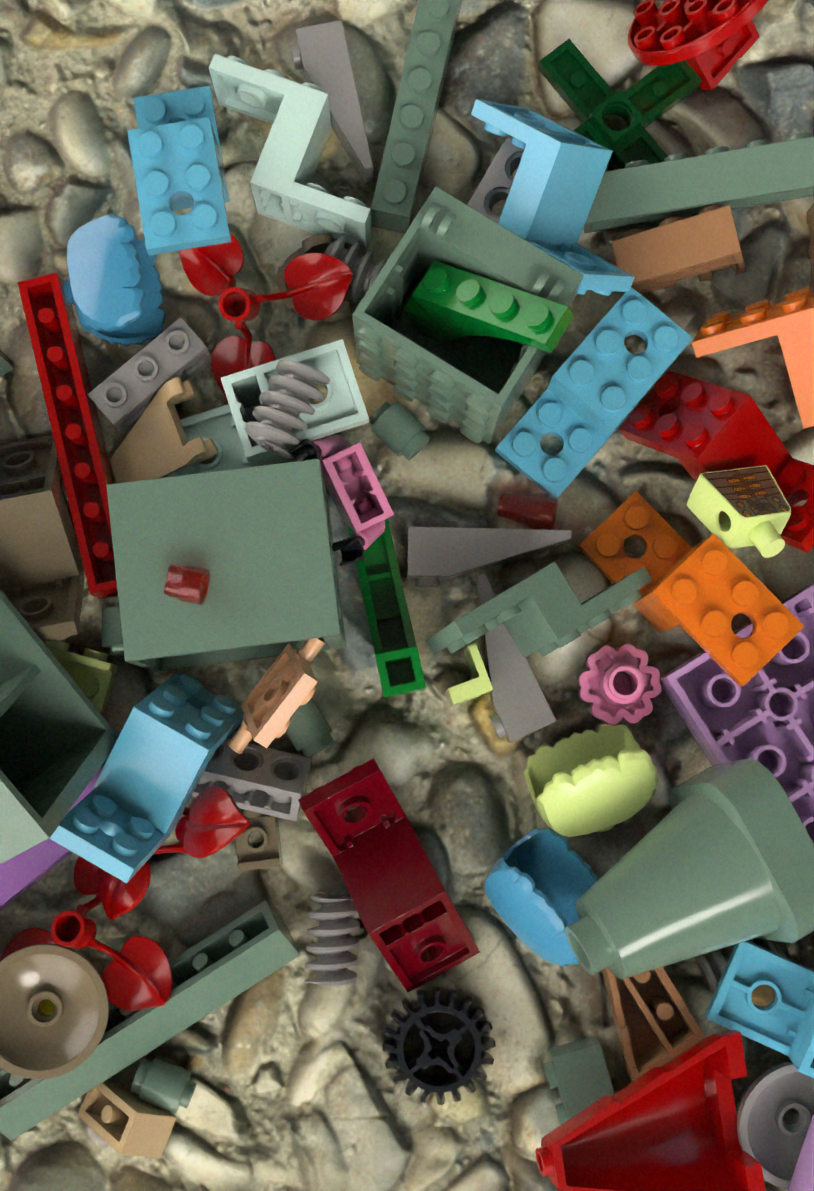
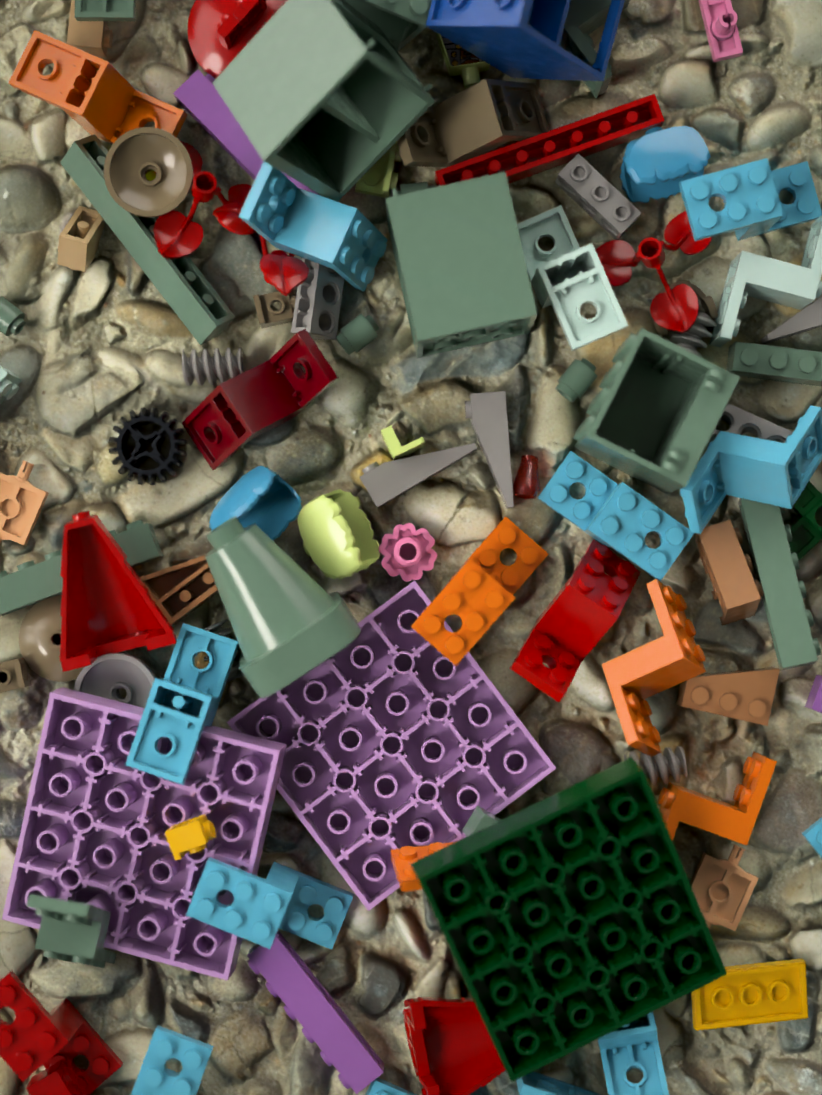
camera: 85 degrees right, 5 degrees up
(158, 441) = (549, 207): tan flag -> none
(163, 1084) = (105, 261): sand green brick -> none
(187, 583) = (441, 233): clear red hose -> none
(278, 696) = (375, 309): light nougat plate -> none
(284, 405) = (573, 289): light grey piece -> none
(352, 490) = (526, 346): bright pink torso -> none
(389, 618) = (452, 379): green arch -> none
(461, 304) = (658, 424): green arch -> none
(541, 612) = (450, 485): sand green bracket -> none
(742, 508) = (536, 618): torso -> none

